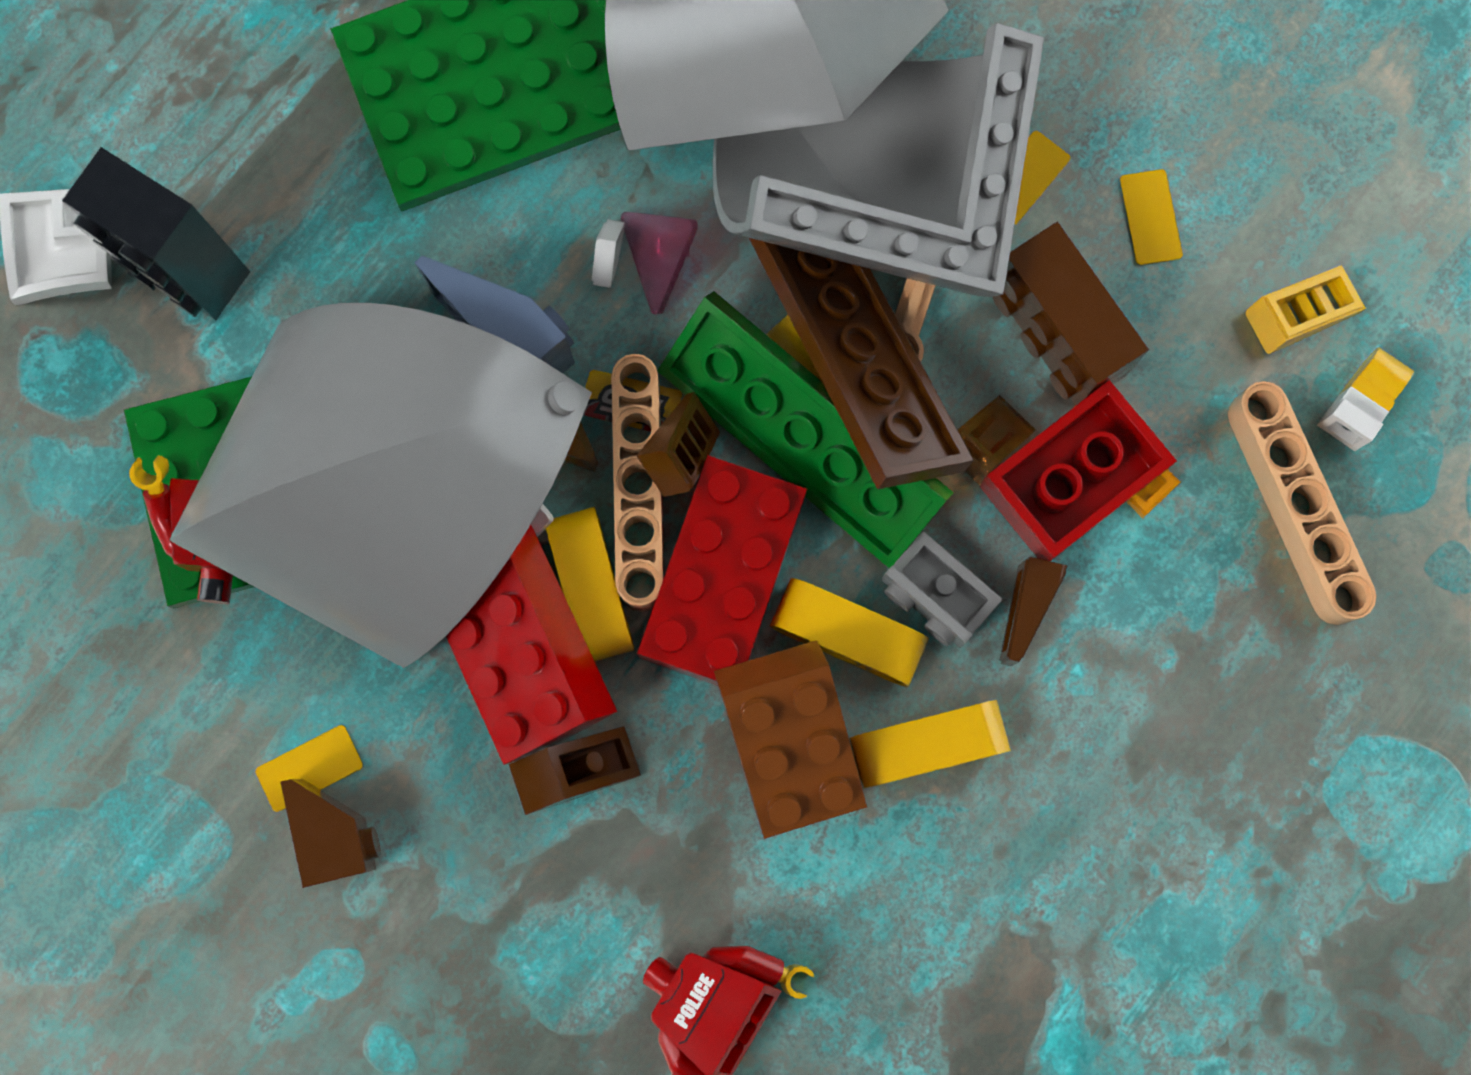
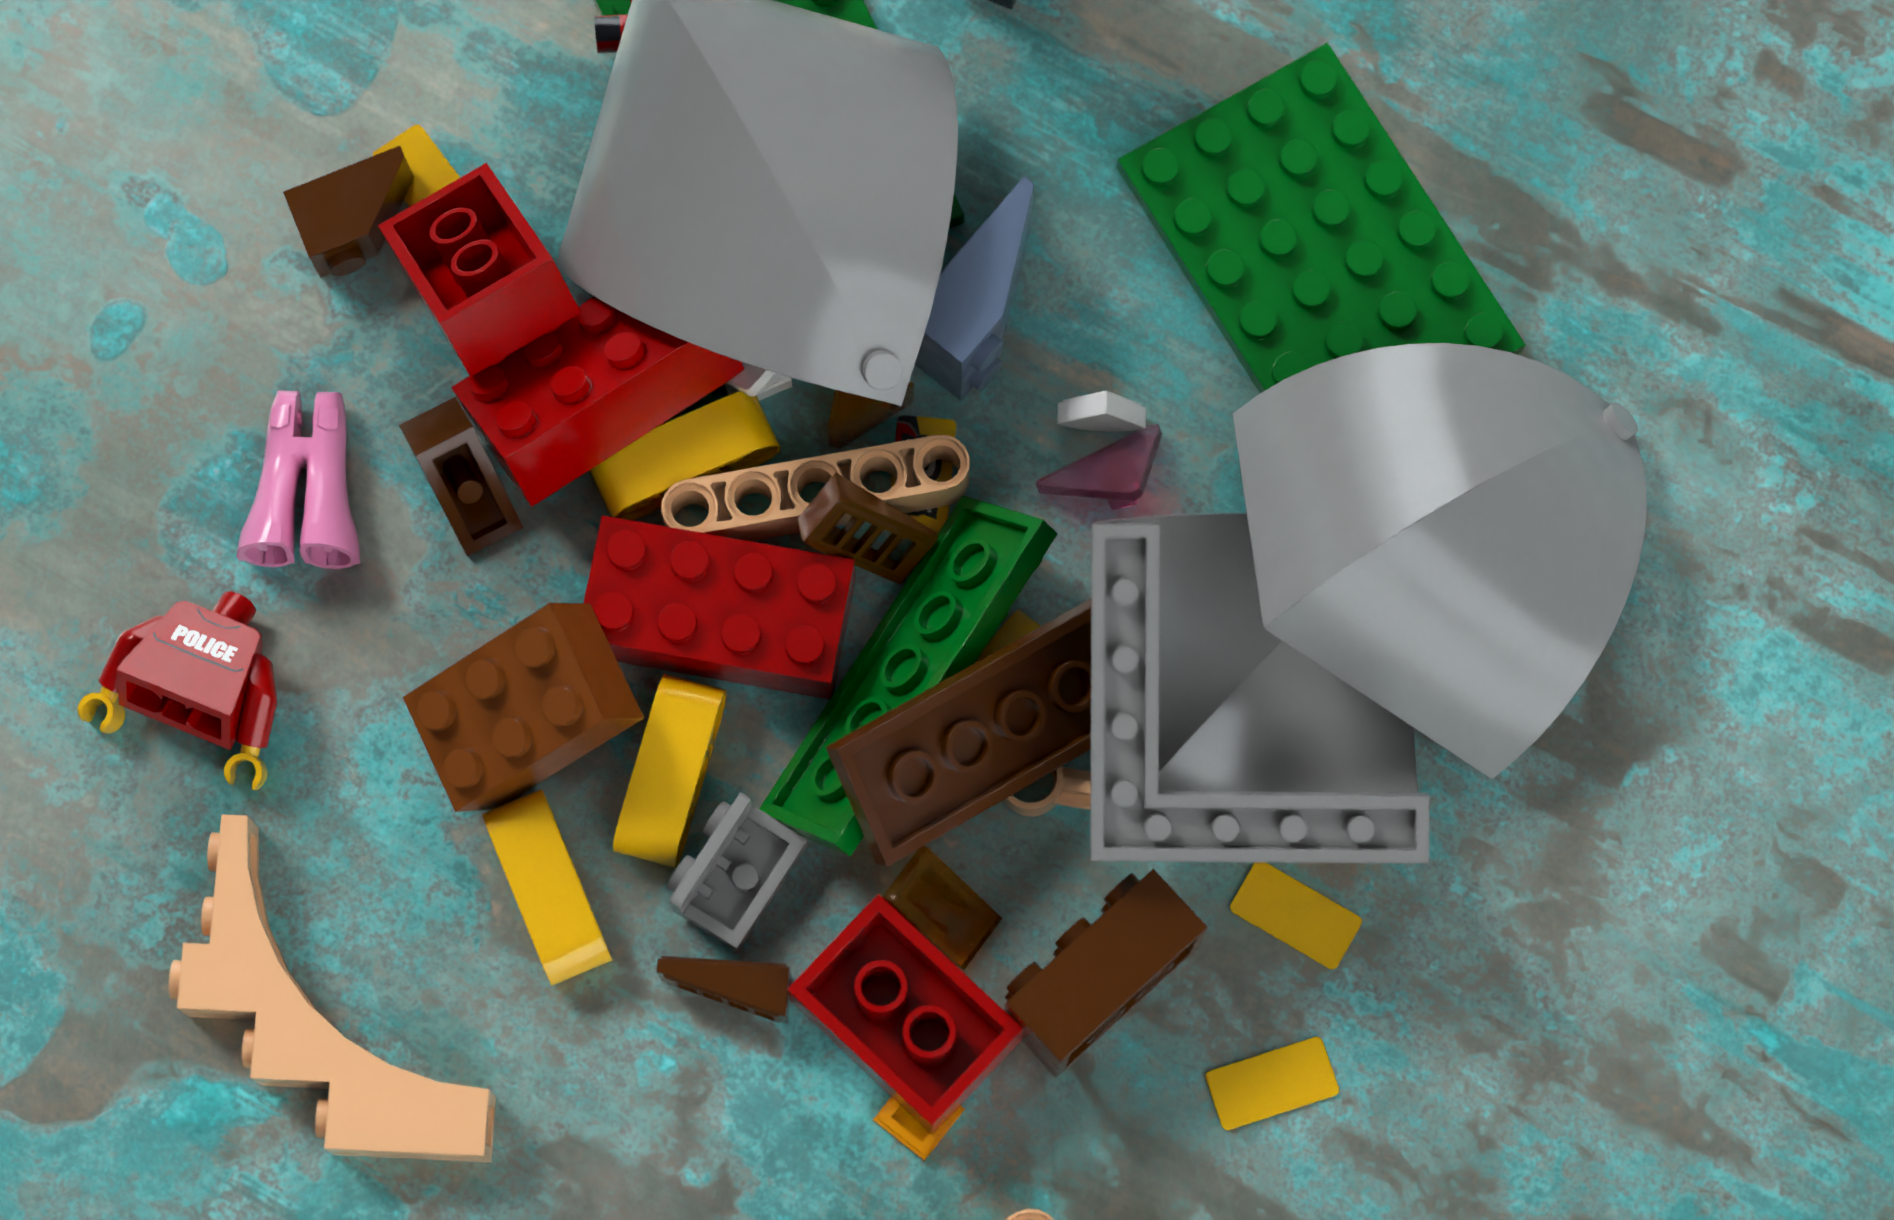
camera: 80 degrees right, 5 degrees down
(407, 725) = (479, 269): none -> red brick
(597, 885) = (327, 526): none -> bright pink piece
(971, 1001) = (244, 977): none -> light nougat arch

